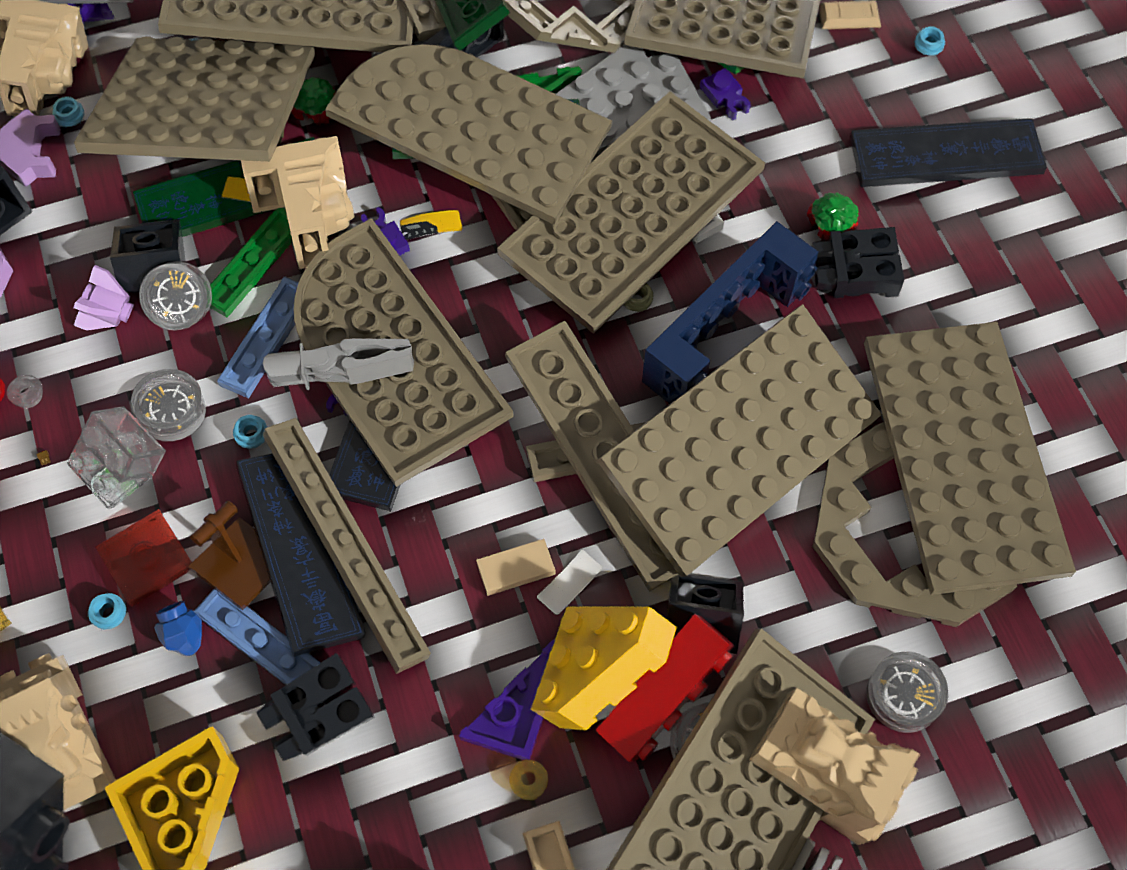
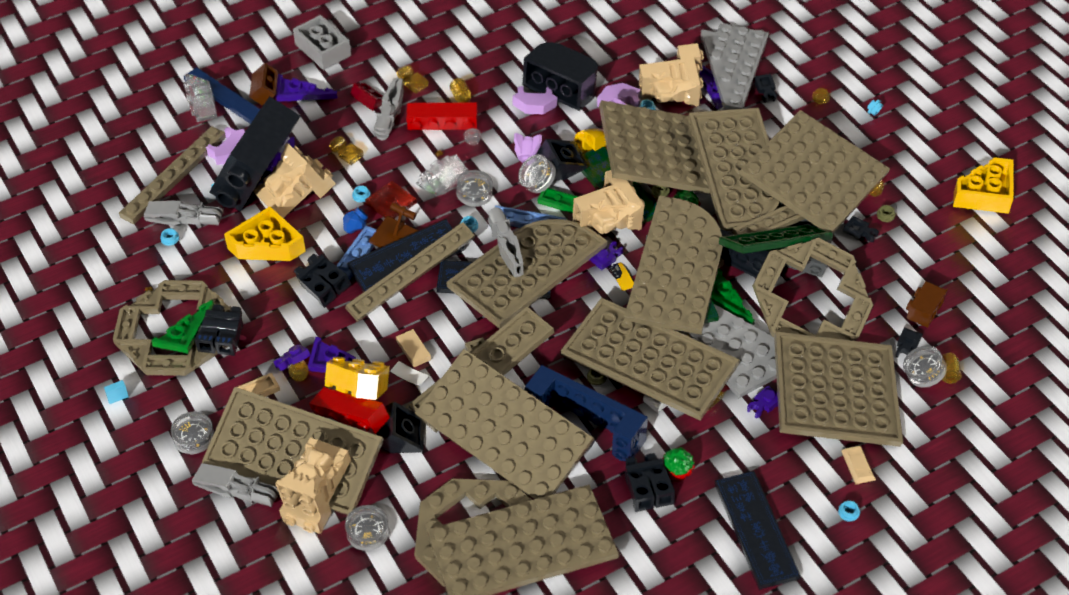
camera: 80 degrees right, 15 degrees down
(124, 189) = (590, 139): none -> yellow brick
(491, 783) = (294, 355): none -> dark purple plate

